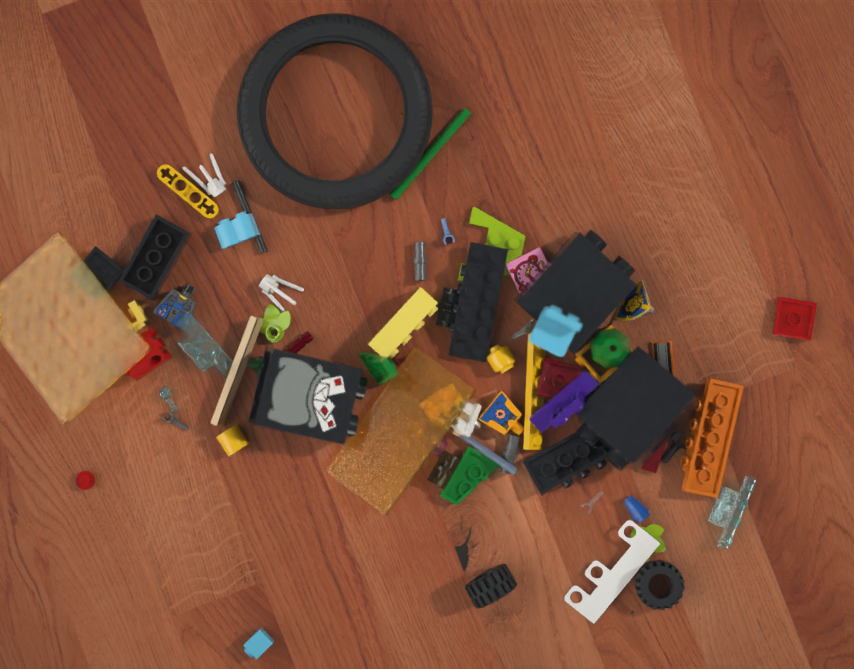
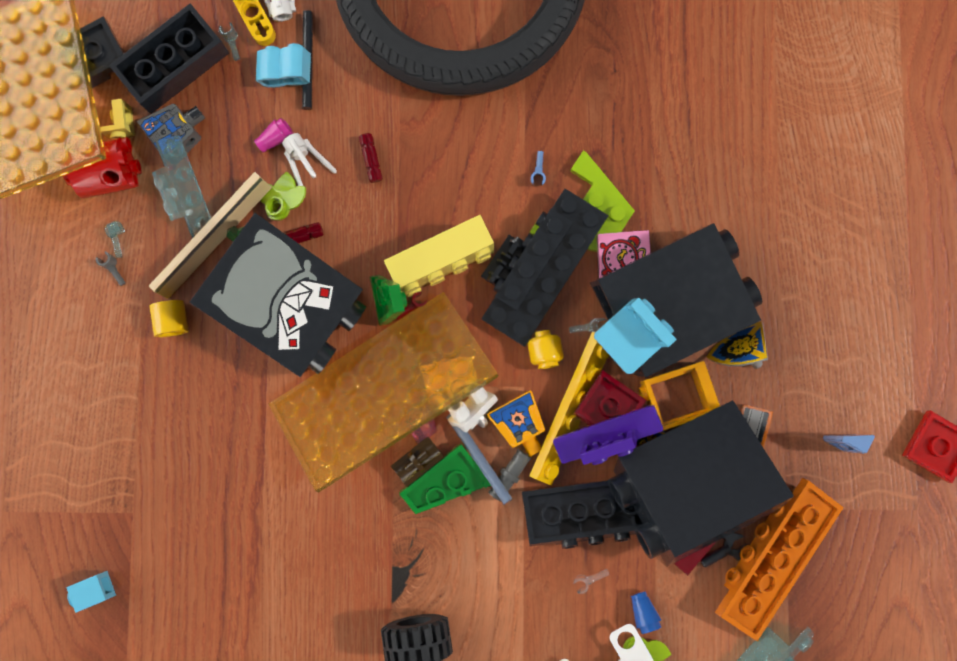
camera: 25 degrees right, 5 degrees down
(188, 223) = (230, 37): none -> clear light blue hand
(250, 281) = (273, 135): none -> dark pink cone
(324, 271) = (370, 157): none -> dark red axle
(420, 261) = (492, 191): dark grey pin -> none
(431, 152) = (556, 68): green piece -> none
(601, 344) = (692, 390): green cone -> none
(730, 341) = (850, 443): none -> medium blue slope

